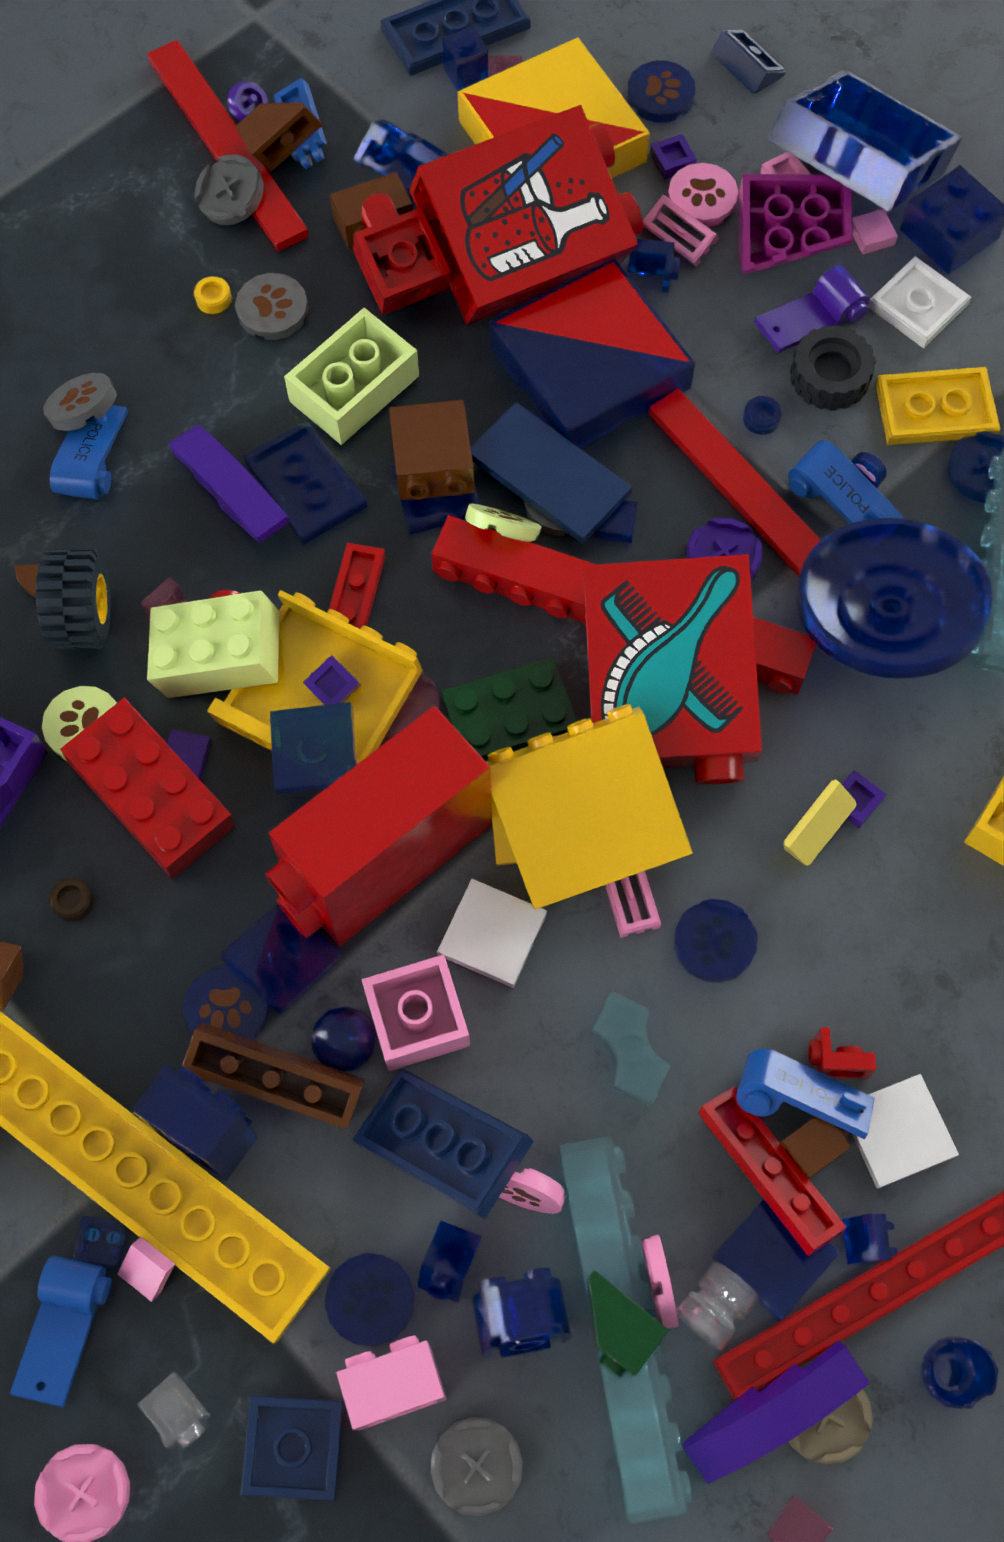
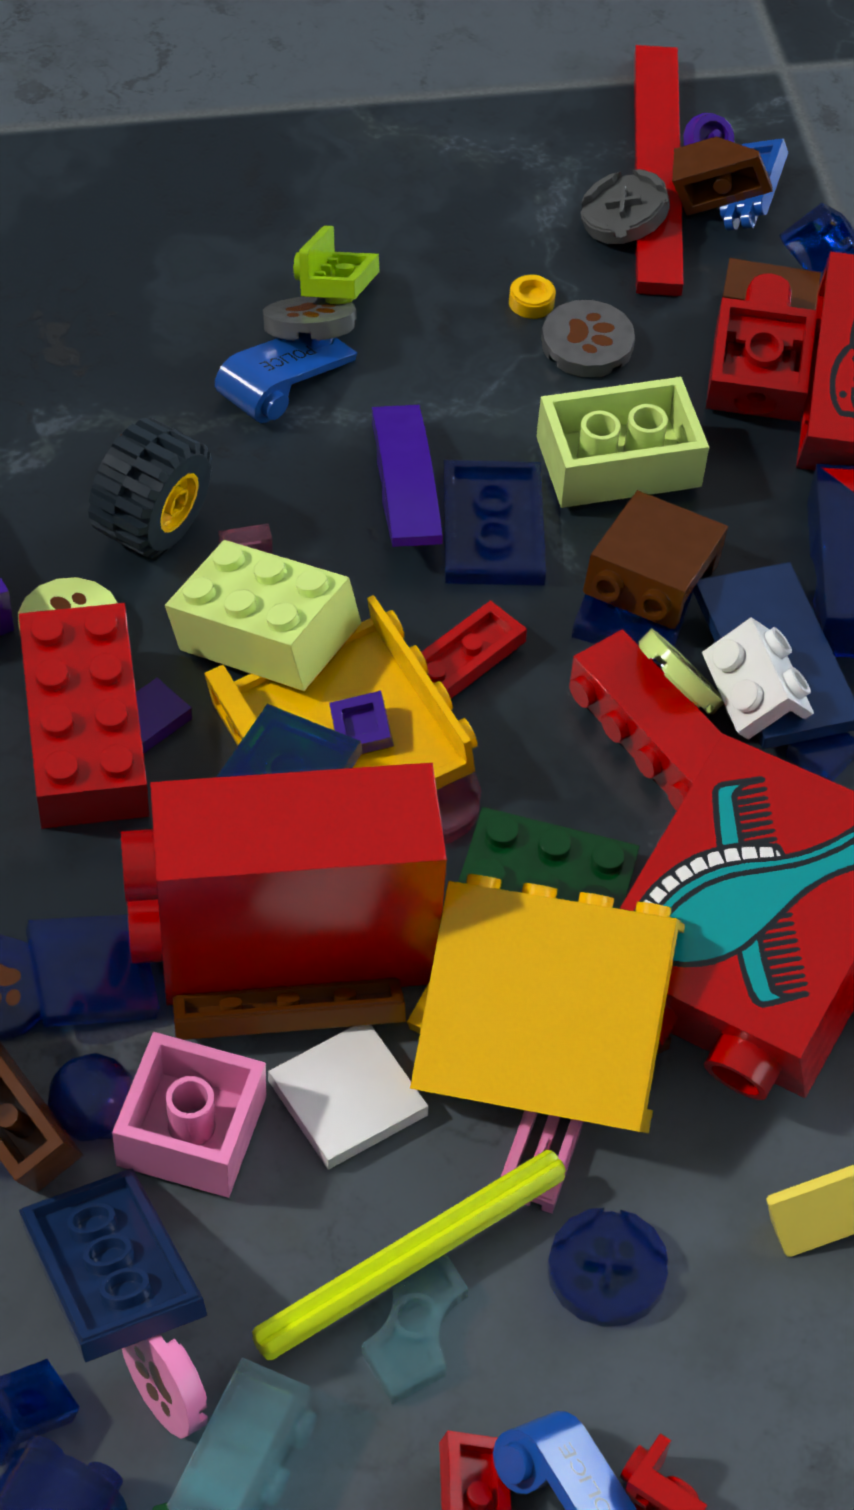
camera: 30 degrees right, 15 degrees down
(72, 356) = (332, 274): none -> lime bracket
(419, 903) = (288, 1008): none -> reddish brown tile
(553, 499) = (757, 677): none -> white bracket
(604, 1014) = (407, 1255): none -> neon yellow axle

